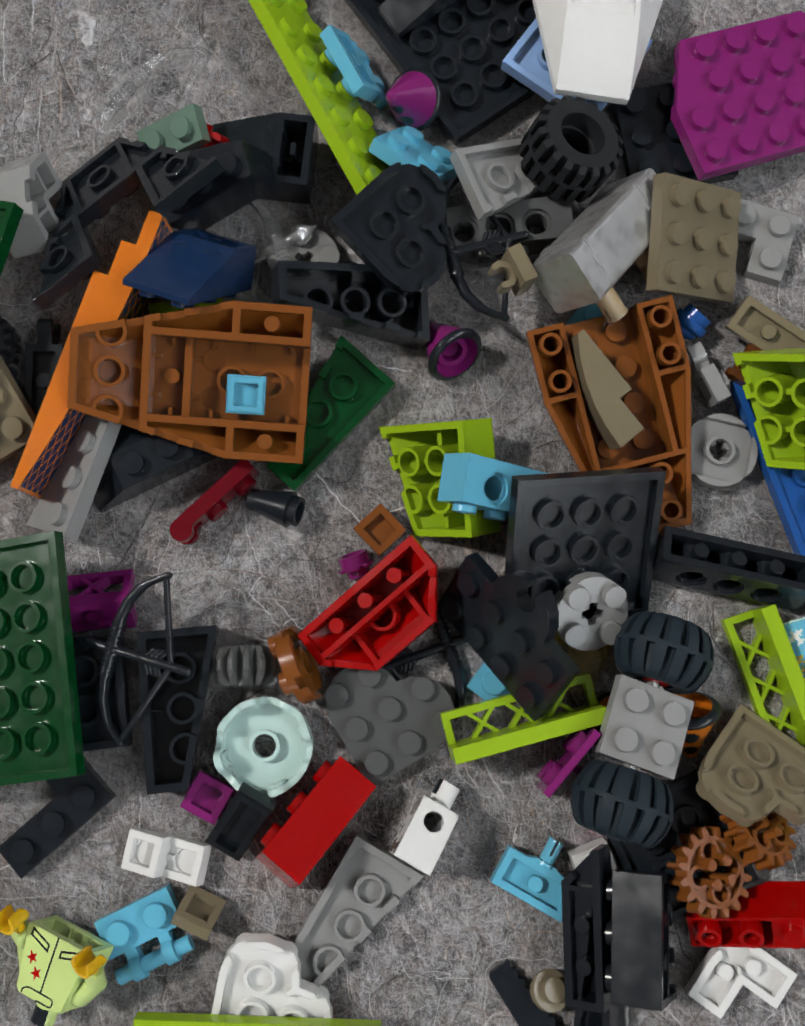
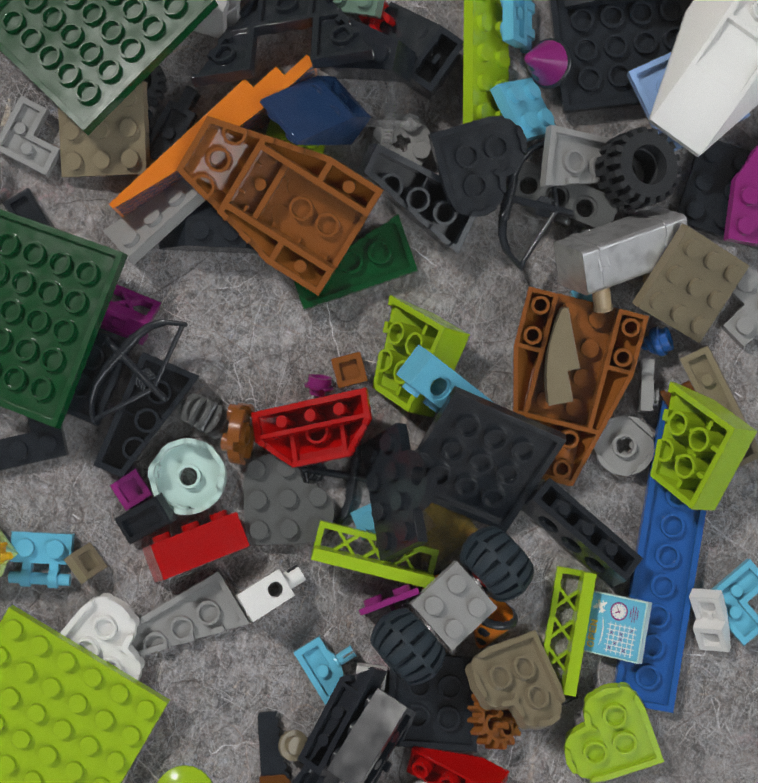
camera: 35 degrees right, 5 degrees up
(167, 856) = (82, 514): white slope -> none
(213, 502) = (242, 287): dark red plate -> none
(246, 394) = (305, 224): medium azure tile -> none
(279, 506) = (288, 315): black cone -> none
(451, 350) = (471, 267): magenta hat -> none
(516, 269) = (545, 238): dark tan tile -> none
(606, 622) = (456, 493): light grey plate -> none
(700, 892) = (429, 734): dark orange gear -> none

